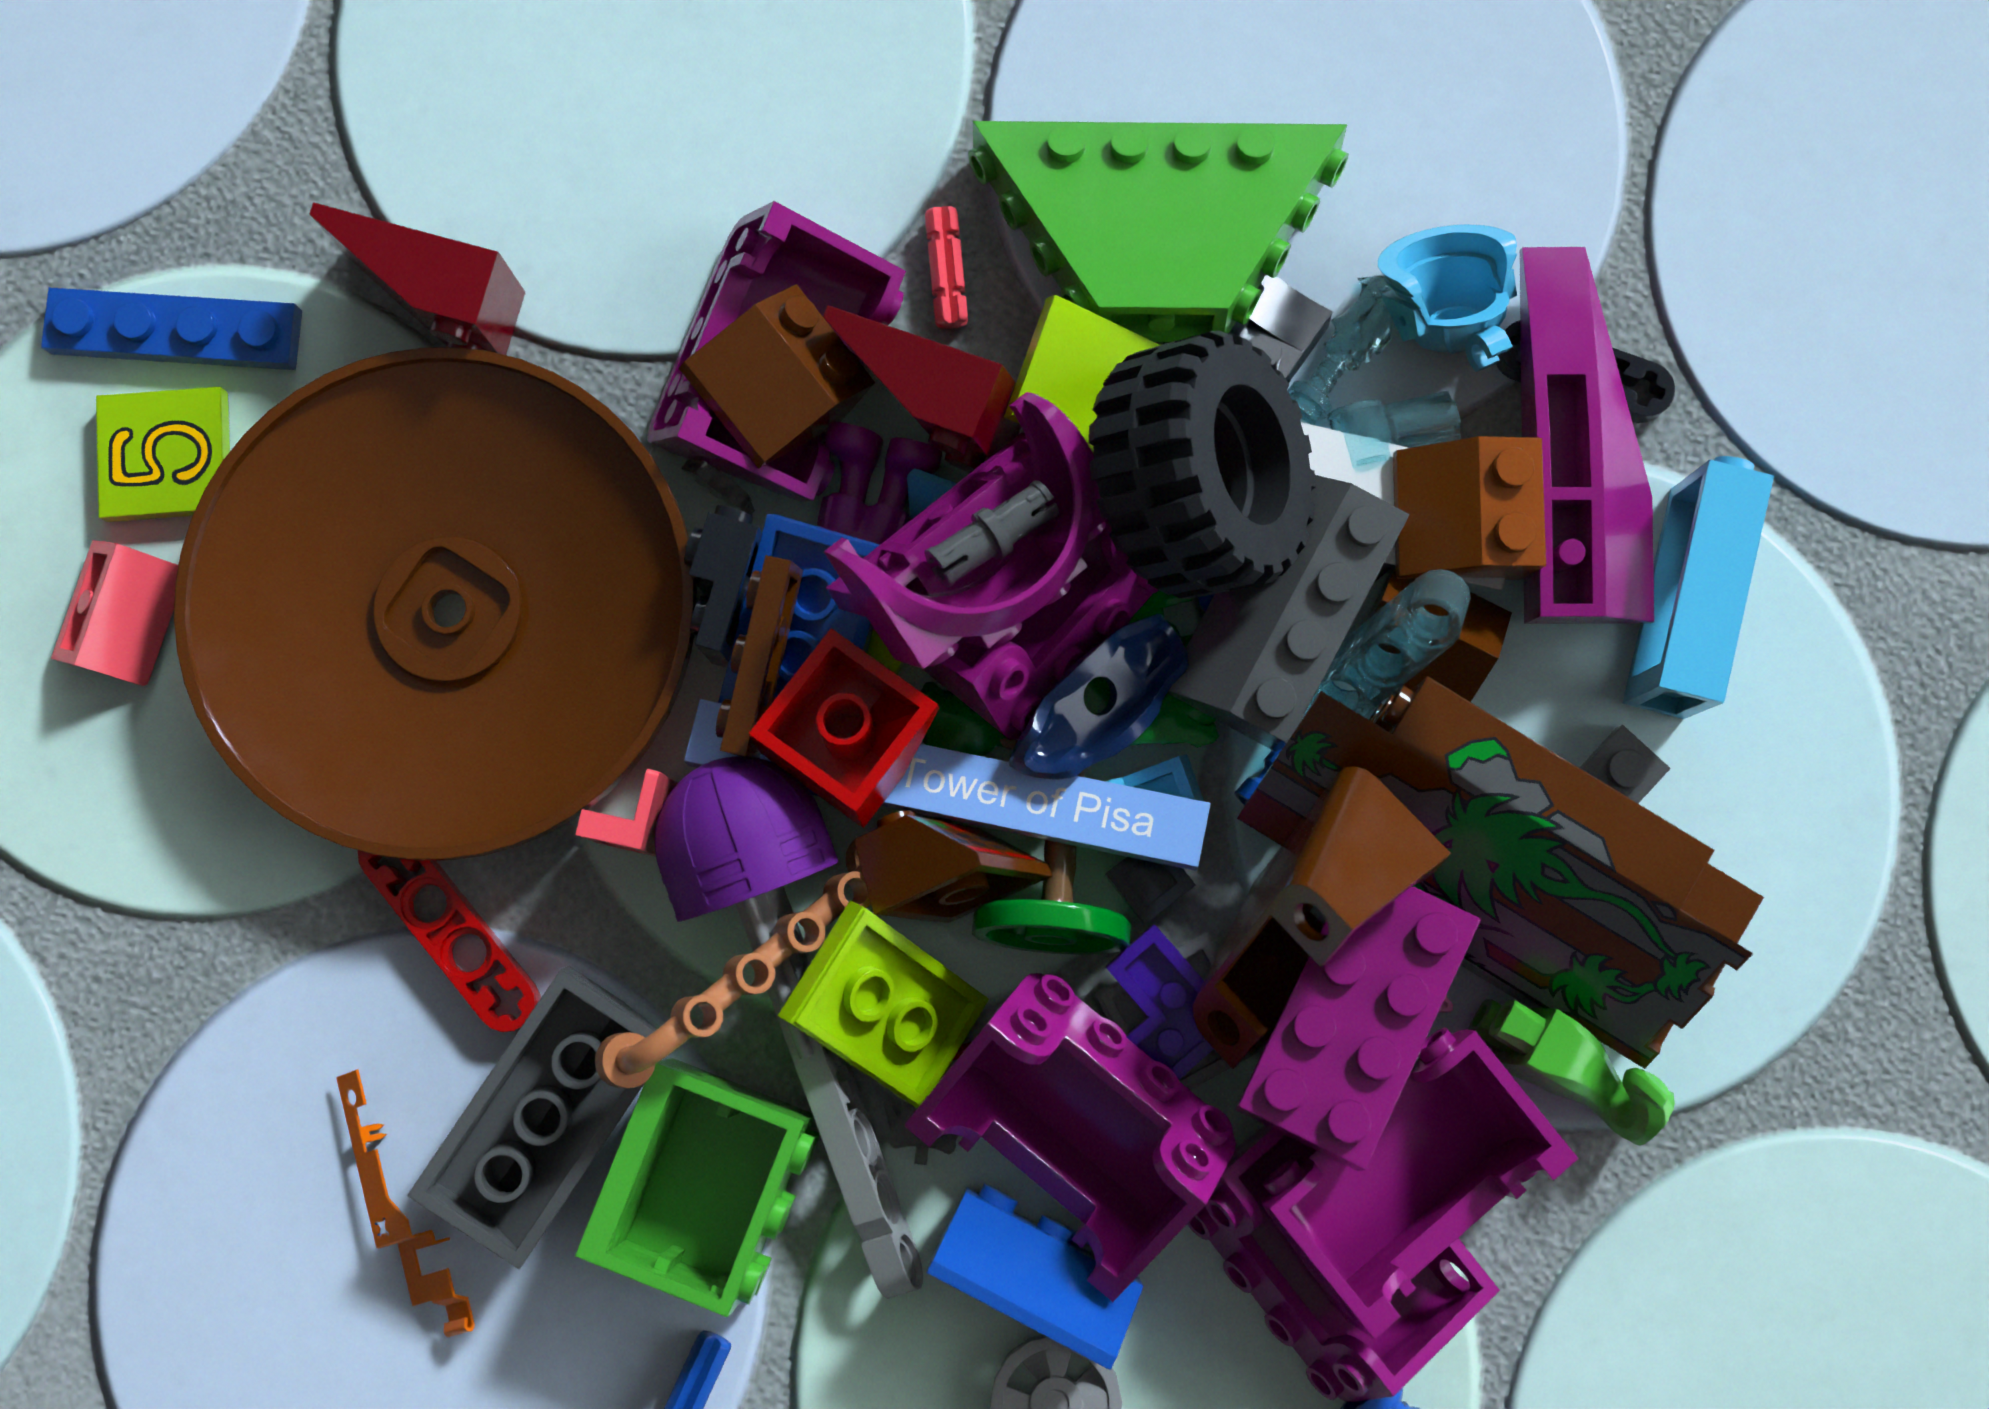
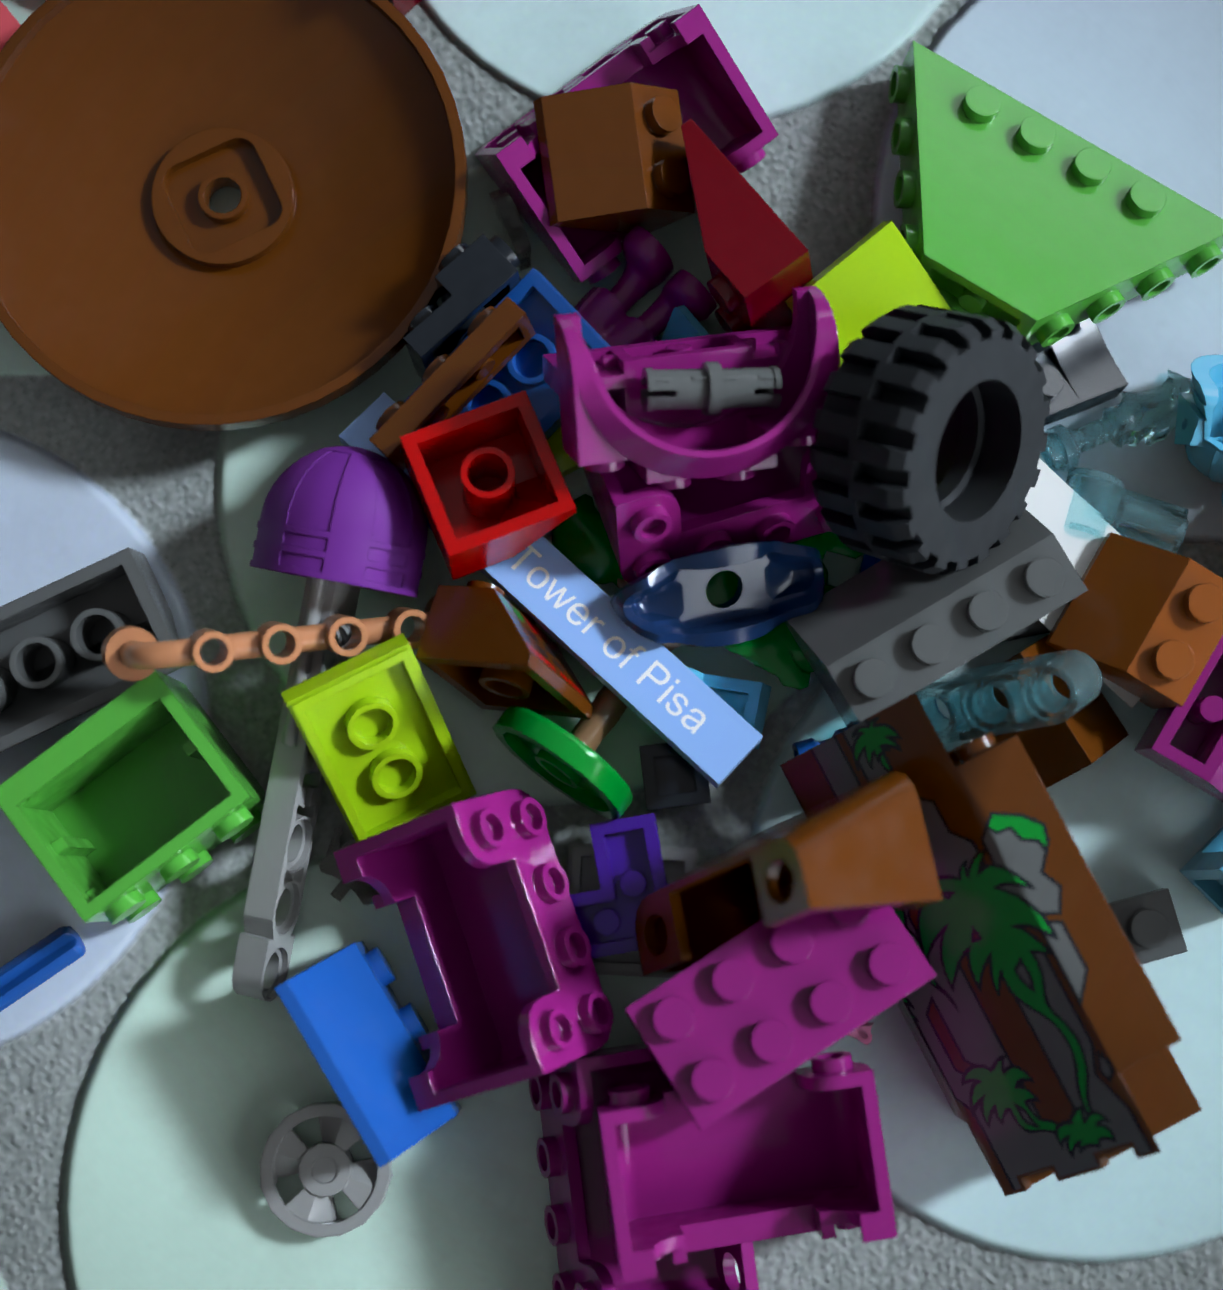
camera: 30 degrees right, 0 degrees up
(442, 935) = (55, 465): red beam -> none
(628, 834) = (263, 470): coral panel -> none
(946, 267) = (816, 155): coral axle -> none
(1571, 1063) = (945, 1154): bright green hips -> none

